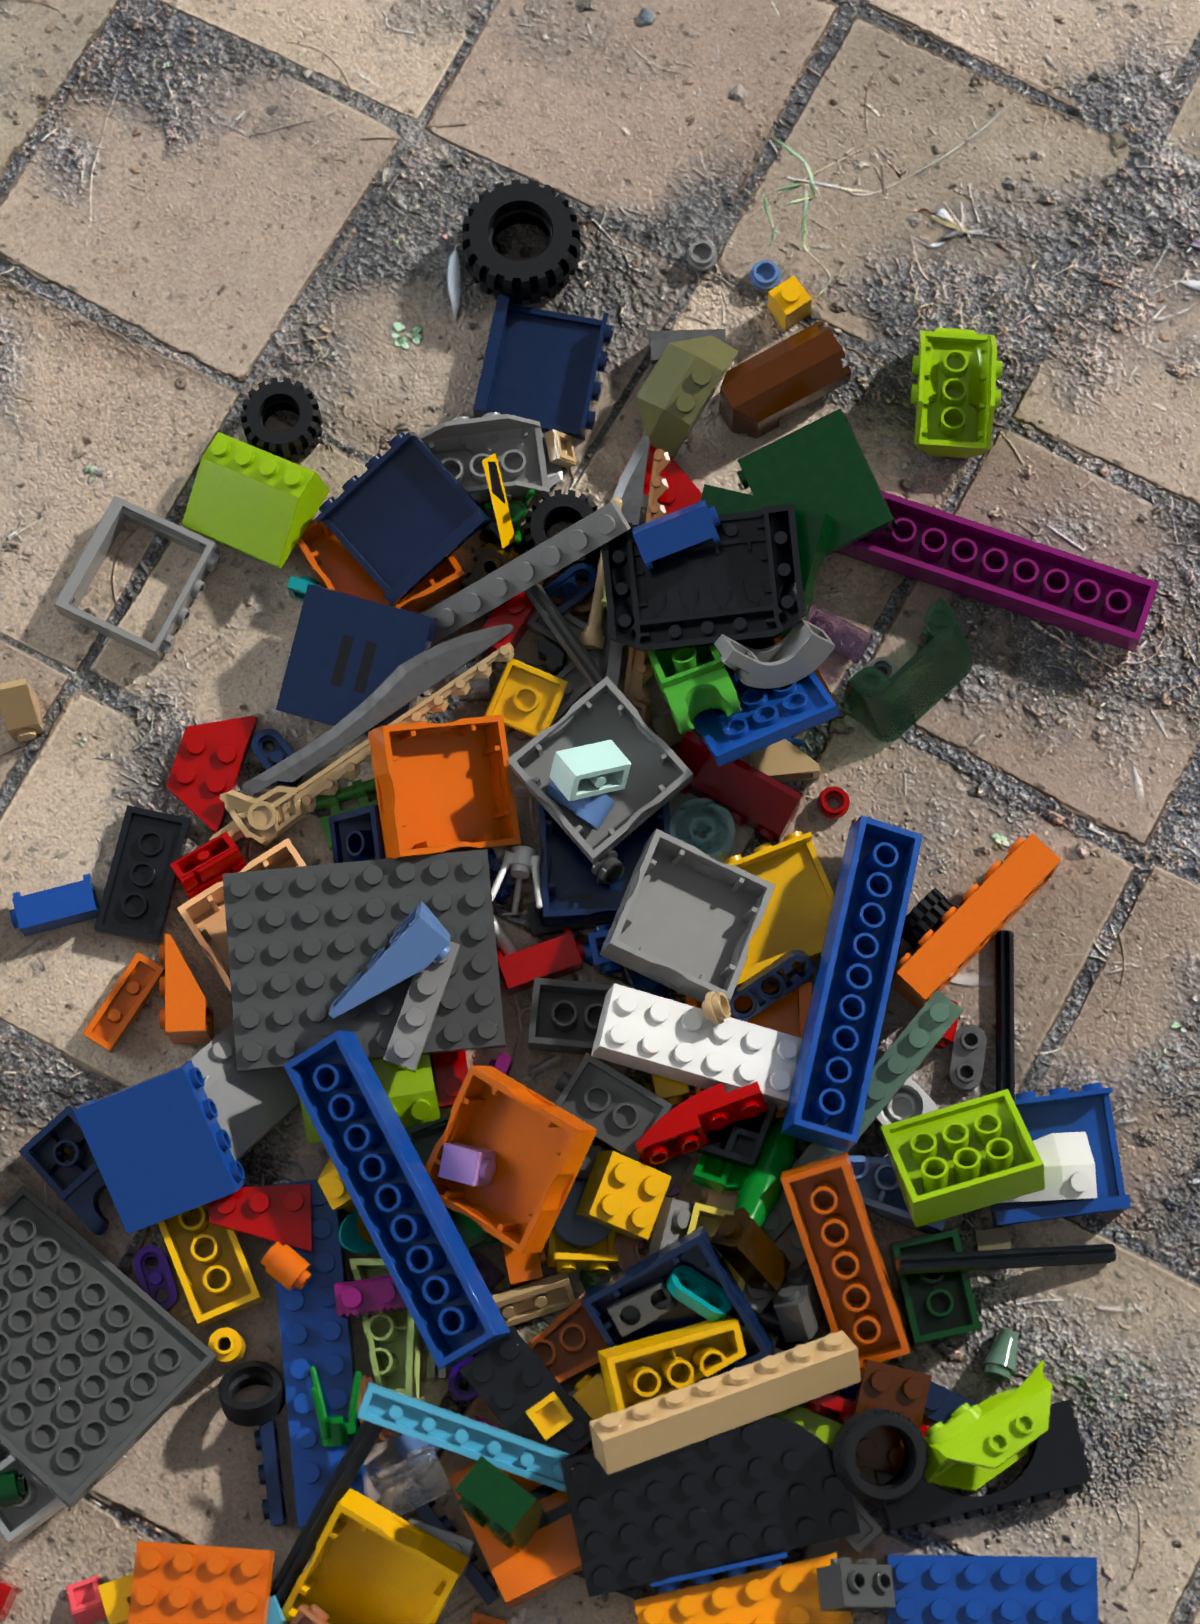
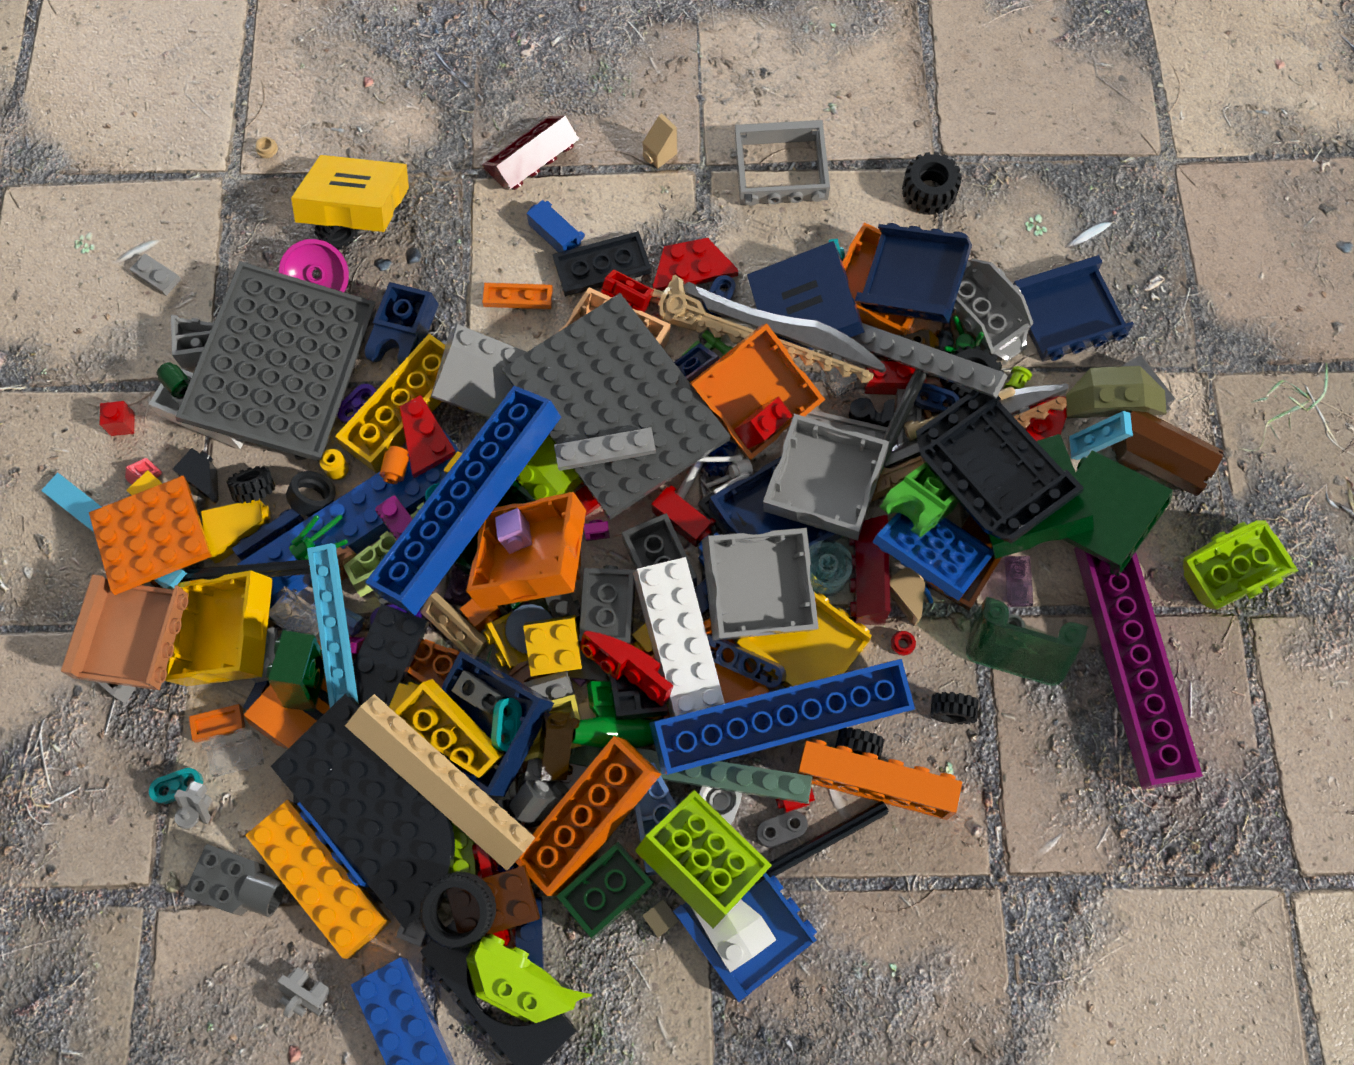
camera: 60 degrees right, 5 degrees down
(135, 1522) = (199, 473): none -> black slope
(160, 1147) = (428, 351): blue panel -> none
(187, 1012) = (538, 319): orange slope -> none
(208, 1455) = (251, 484): none -> black tyre
(234, 1509) = (230, 524): none -> yellow slope
(252, 500) = (870, 191): lime slope -> none
(412, 948) = (631, 417): medium blue wedge -> none
(489, 802) = (763, 422): none -> red brick
(499, 500) = (963, 320): yellow sticker -> none
(518, 205) = (1158, 230): black tyre -> none
(527, 698) = (848, 410): yellow tile -> none
(549, 1416) = (375, 673): yellow plate -> none
(560, 448) = (1025, 347): tan tile -> none
(588, 810) = (798, 479): medium blue piece -> none
(590, 770) = (819, 466): light aqua brick -> none
(596, 484) = (1016, 380): none -> lime bush
(608, 869) = (767, 522): dark grey plate -> none
(676, 532) = (1012, 427): blue brick -> none
(702, 256) = (1214, 362): light grey plate -> none
(716, 1007) = (708, 630): tan plate -> none
(724, 439) = (1101, 435): none -> medium azure plate
(765, 275) = (1230, 407): medium blue plate -> none
(779, 664) = (969, 547): light grey arch -> none
(789, 302) = (1223, 430): yellow brick -> none
(855, 1586) = (363, 945): dark grey brick -> none
(941, 792) = (954, 708): none -> black tyre
(1002, 1356) = (585, 966): sand green cone -> none
(1005, 1259) = (651, 930): black axle -> none

